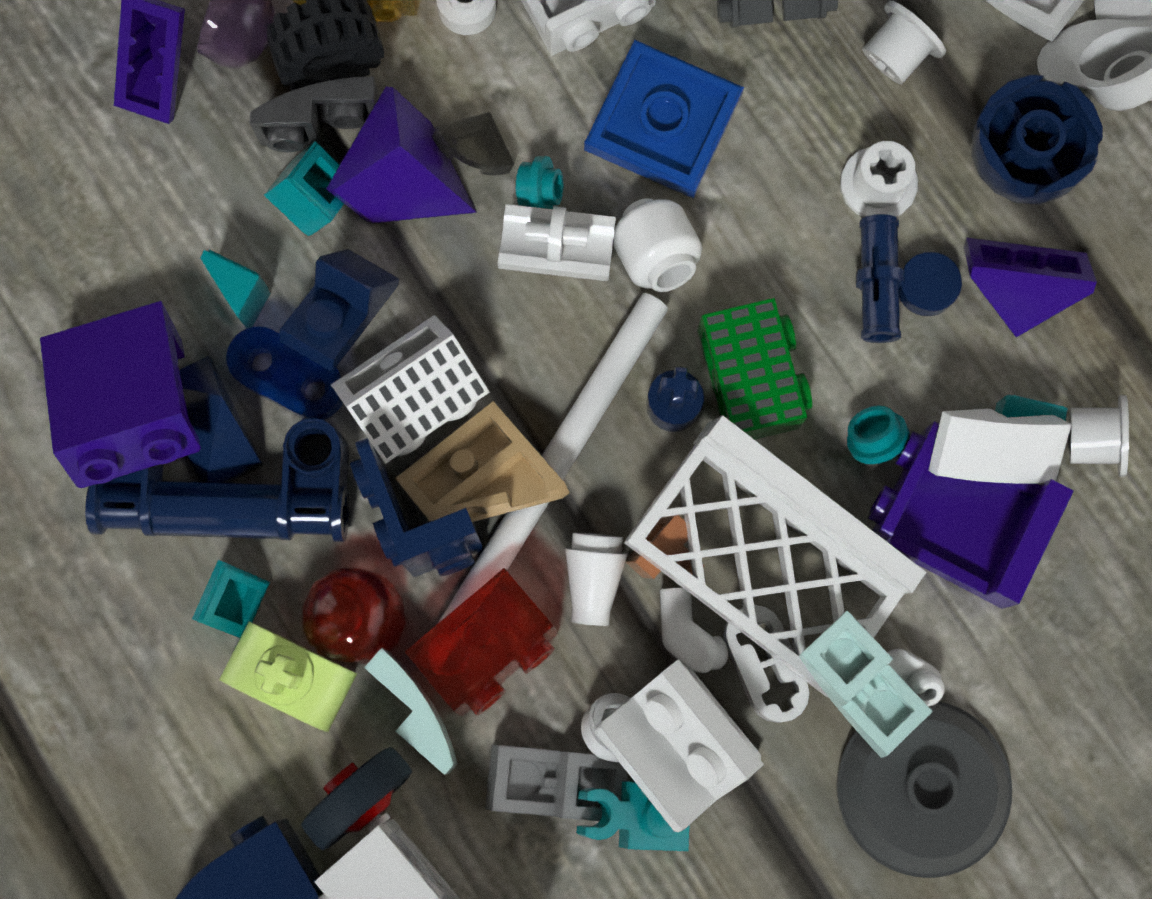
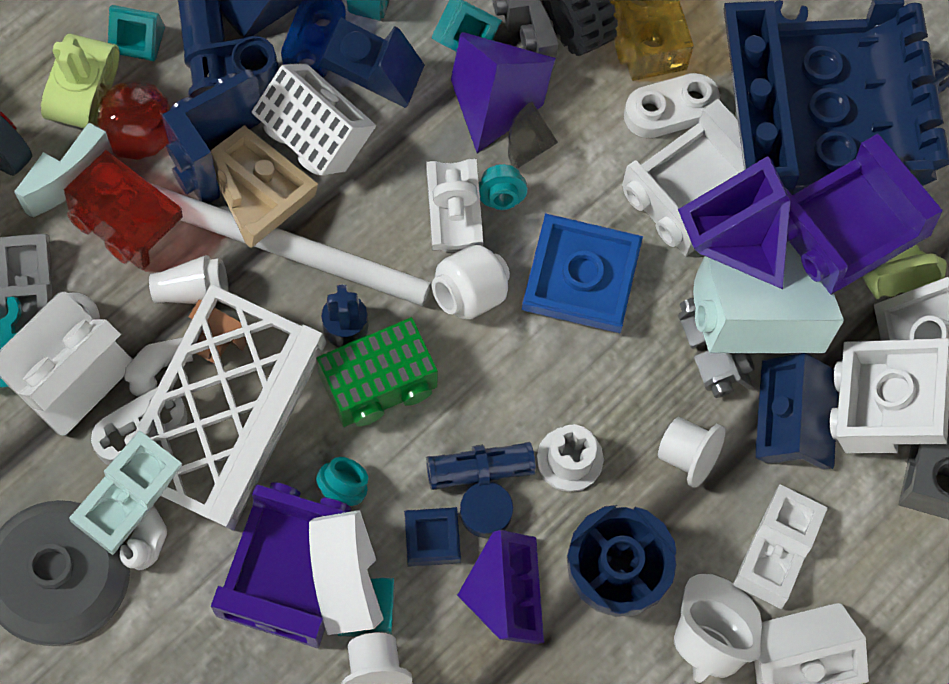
camera: 75 degrees right, 10 degrees down
(950, 349) = (432, 536): none -> dark blue tile

